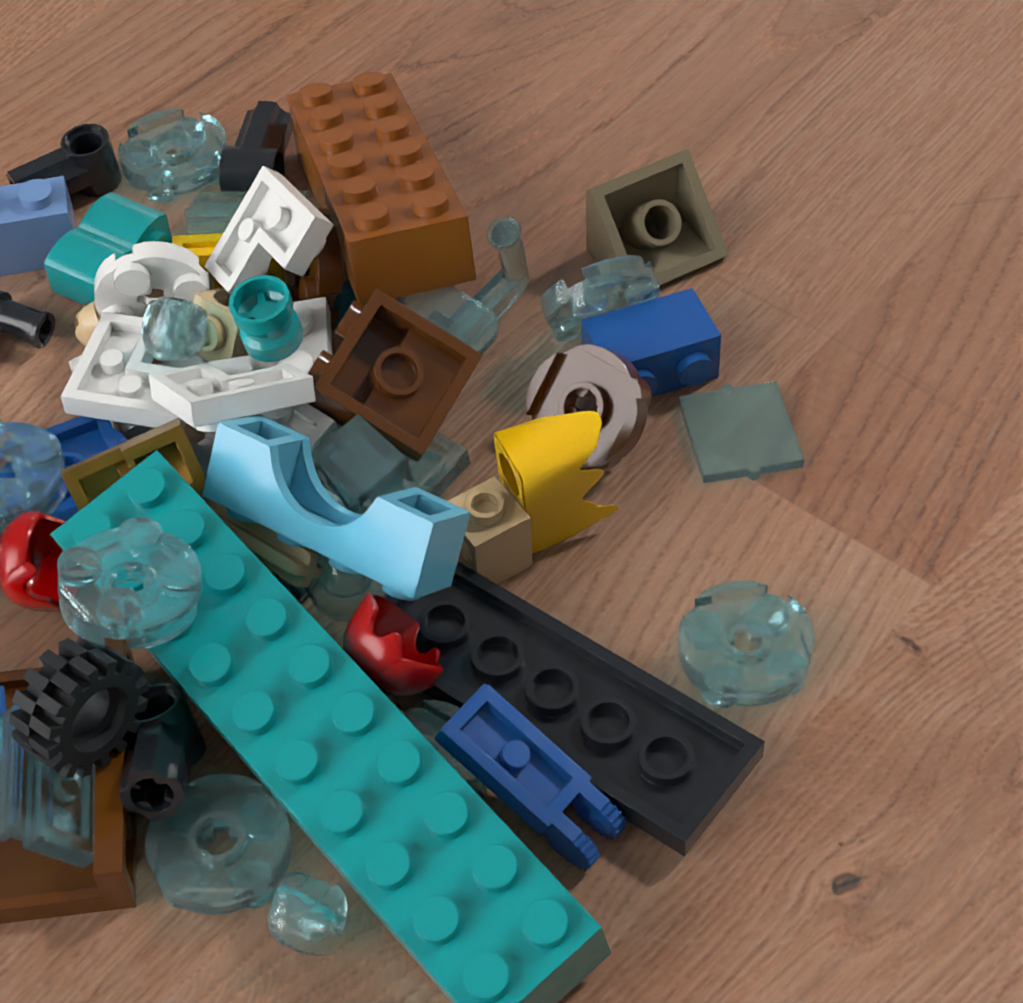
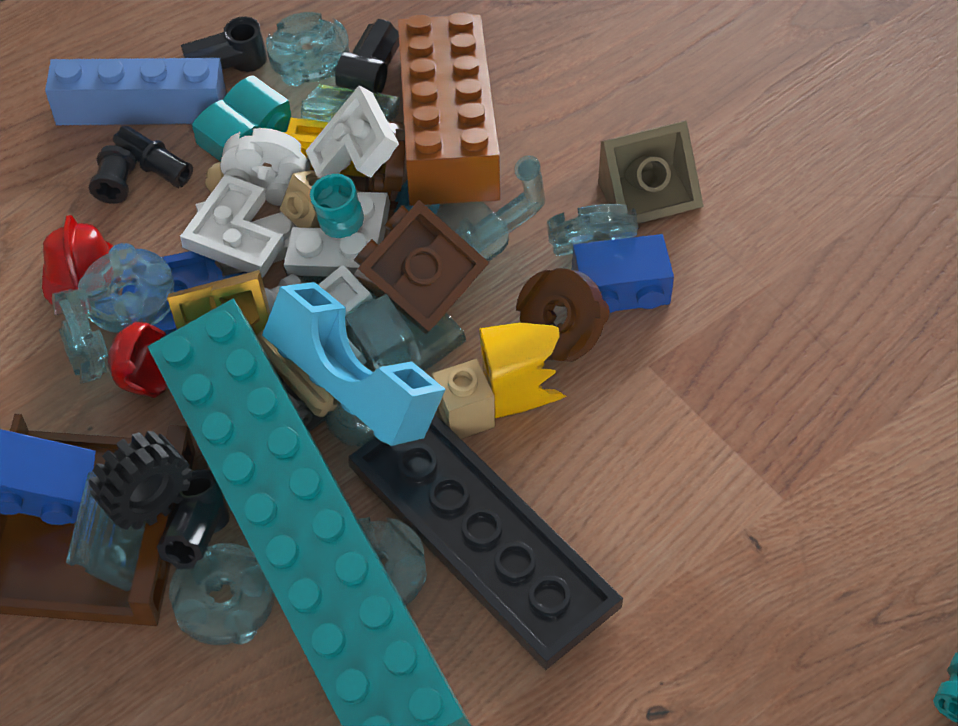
camera: 10 degrees right, 5 degrees up
(125, 554) = (190, 376): clear light blue plate -> none
(174, 328) = (271, 199): clear light blue piece -> none
(209, 396) = (283, 262): white plate -> none
(307, 915) = (270, 658): clear light blue piece -> none
(384, 647) = (366, 477): red hair -> none
(529, 774) = (447, 588): blue hinge -> none
(739, 676) = (627, 546): clear light blue plate -> none
(740, 432) = (674, 352): clear light blue piece -> none

